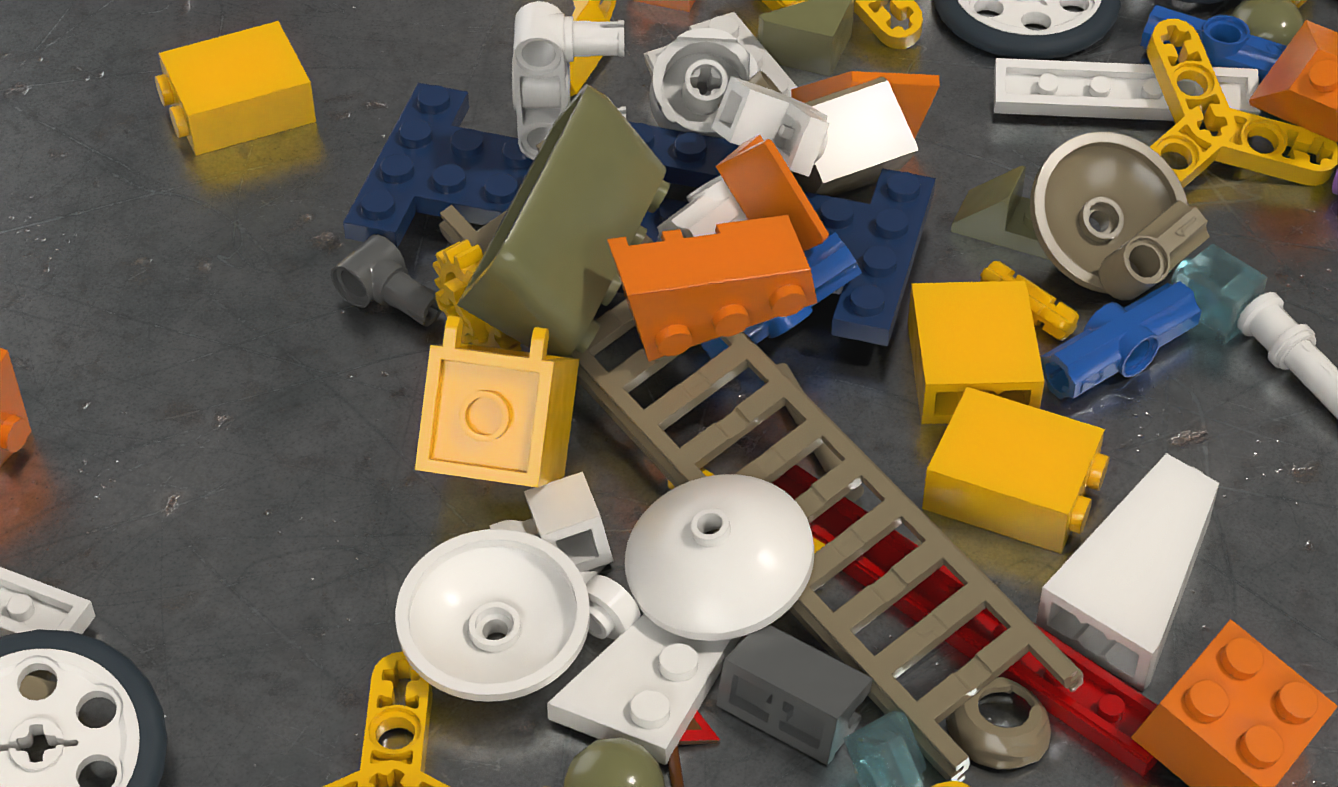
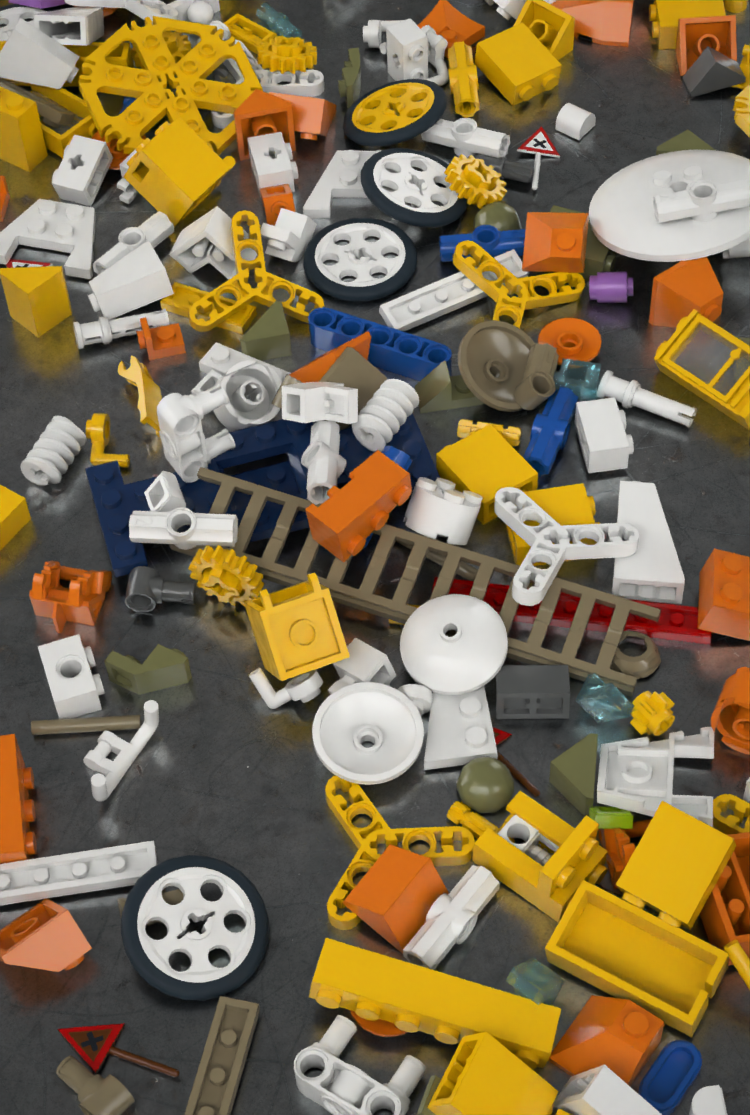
camera: 30 degrees left, 5 degrees up
(152, 408) = (91, 724): none -> dark tan bar
(155, 478) = (126, 753): none -> white piece
(177, 334) = (77, 694): none -> white brick
(274, 247) = (75, 604): none -> orange piece
(287, 384) = (159, 671): none -> olive slope
(402, 45) = (53, 452): none -> white piece
(443, 196) = (163, 527): none -> white piece
(468, 509) = (300, 687): none -> white plate
(478, 158) = (165, 493): none -> white brick
(484, 54) = (99, 432): none -> yellow plate
(552, 247) = (263, 513): olive windscreen -> none
(769, 189) = (347, 439): orange panel -> none
(852, 363) = (442, 510): none -> white brick
(868, 185) = (385, 414): none -> white piece
(962, 115) = (389, 347): none -> blue beam
(964, 503) = (549, 531): none -> white piece
(1195, 379) = (603, 435): none -> white brick
(1254, 228) = (572, 339): none -> orange dish

